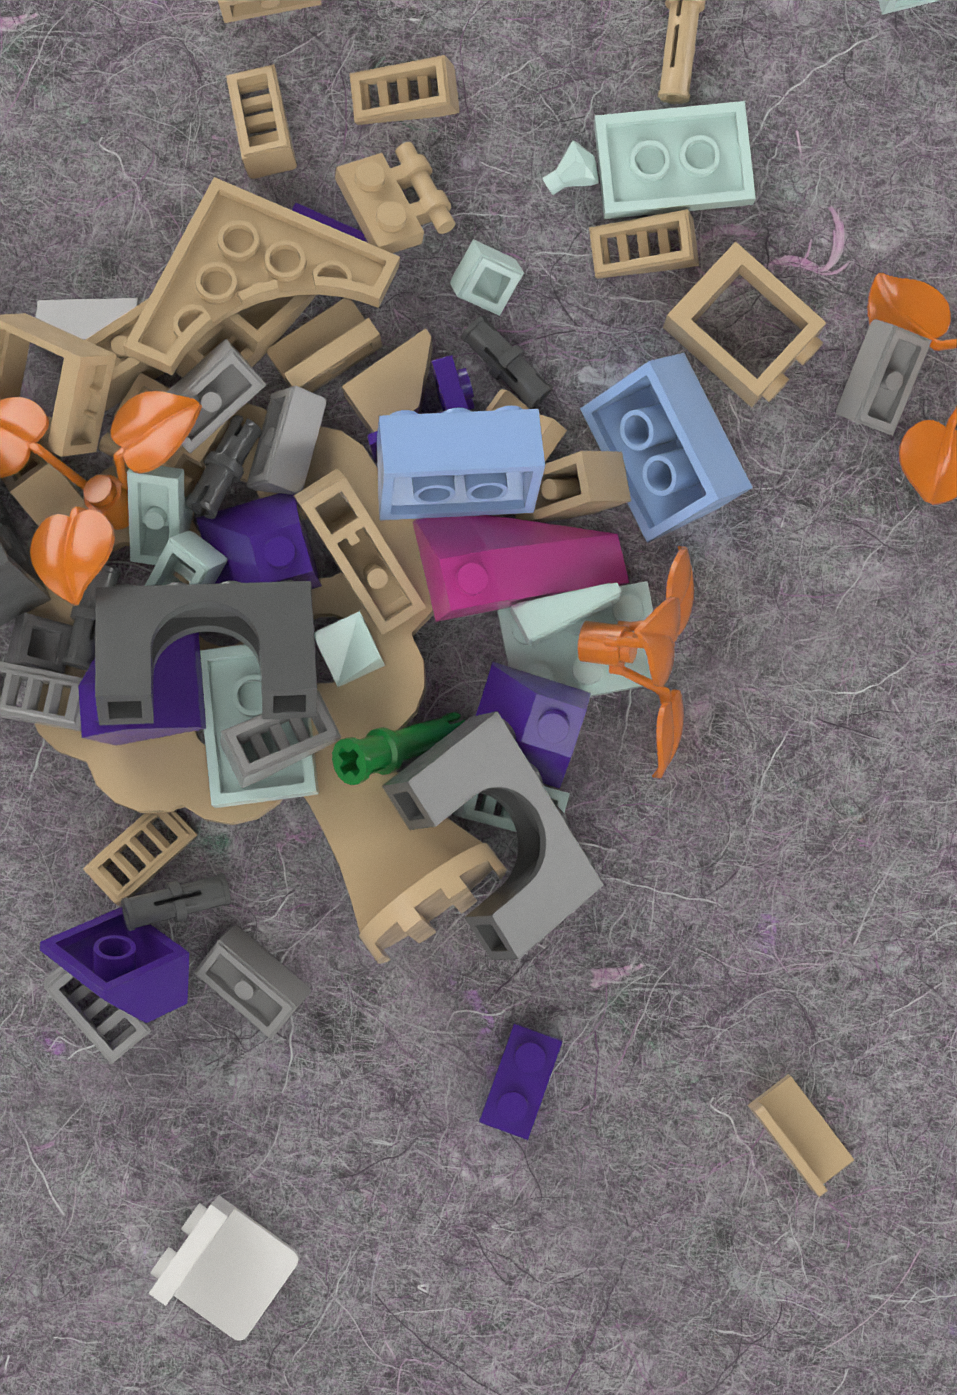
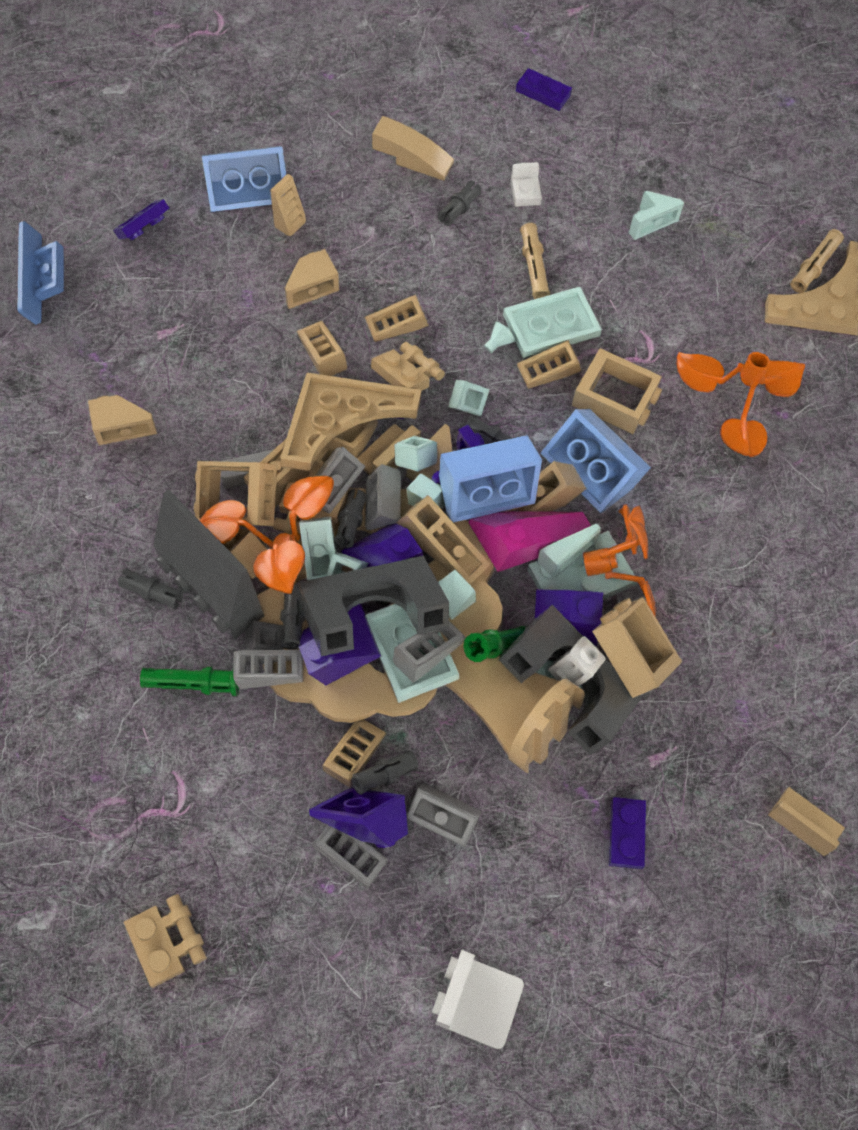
camera: 20 degrees left, 20 degrees down
(352, 454) = (421, 488): none -> light aqua slope
(357, 378) = (416, 453): none -> light aqua slope
(513, 817) = (578, 663): none -> white bracket
(650, 795) = (637, 646): none -> tan window
(883, 376) = (699, 400): light grey slope -> none

